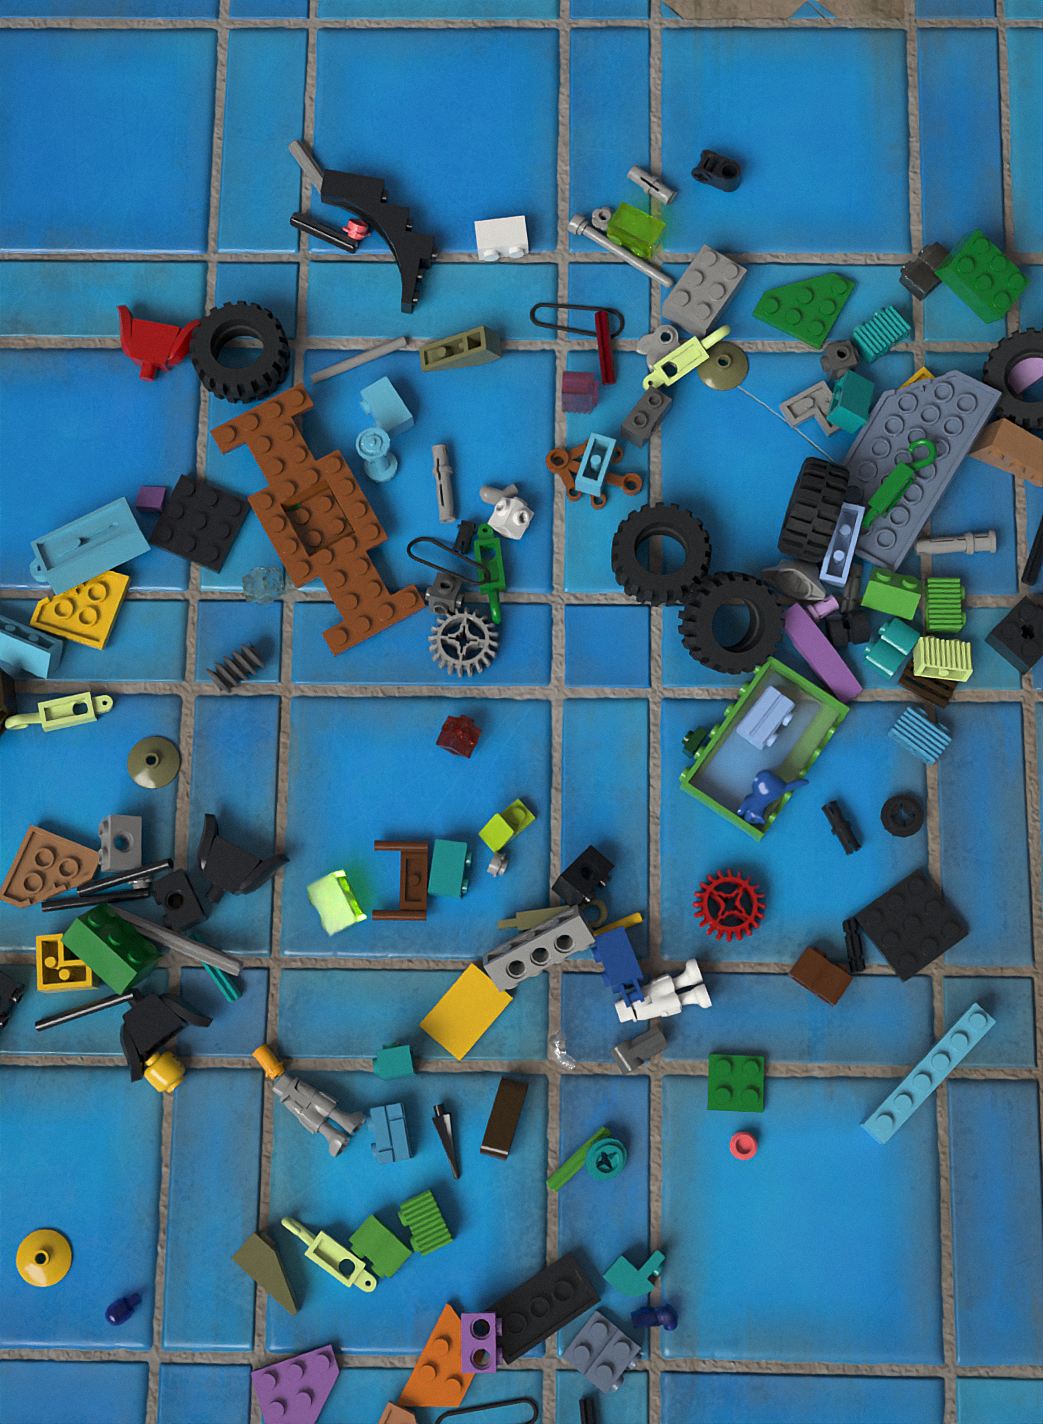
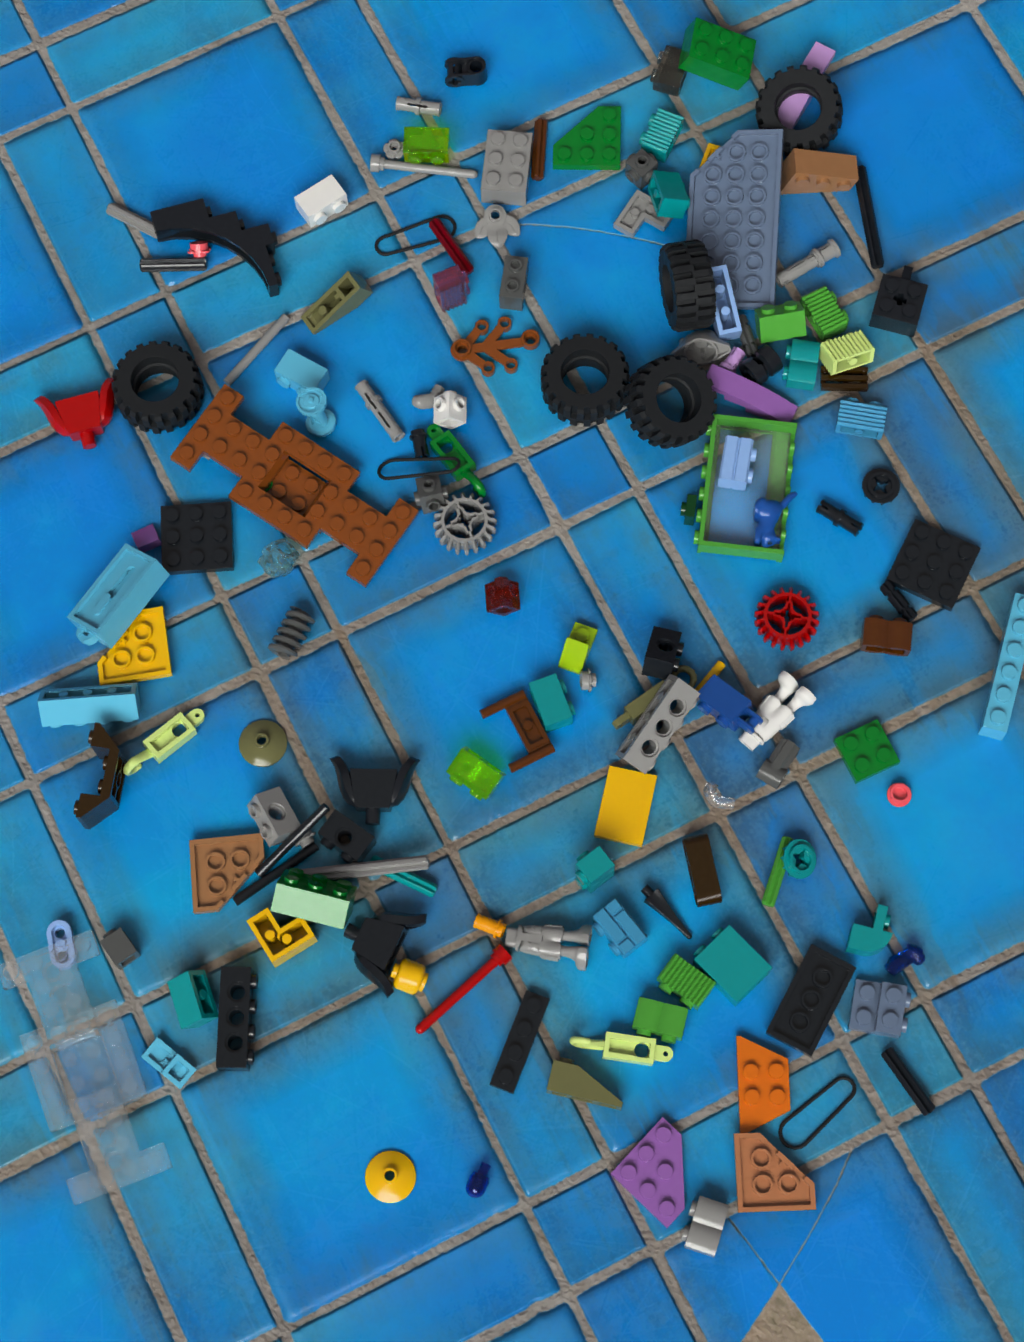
camera: 30 degrees left, 5 degrees down
(85, 1010) = (318, 960): black bar -> none
(235, 1193) = (519, 1042): none -> black plate
(260, 1098) = (498, 957): none -> red piece
(473, 1341) = (774, 1049): medium lavender brick -> none
(480, 1229) = (731, 964): none -> teal brick
(595, 464) = (496, 335): medium azure brick -> none
(685, 358) = (520, 223): yellowish green piece -> none
(723, 377) = (550, 226): olive dish -> none
(748, 289) = (539, 149): none -> reddish brown axle
(897, 483) = (740, 235): green piece -> none

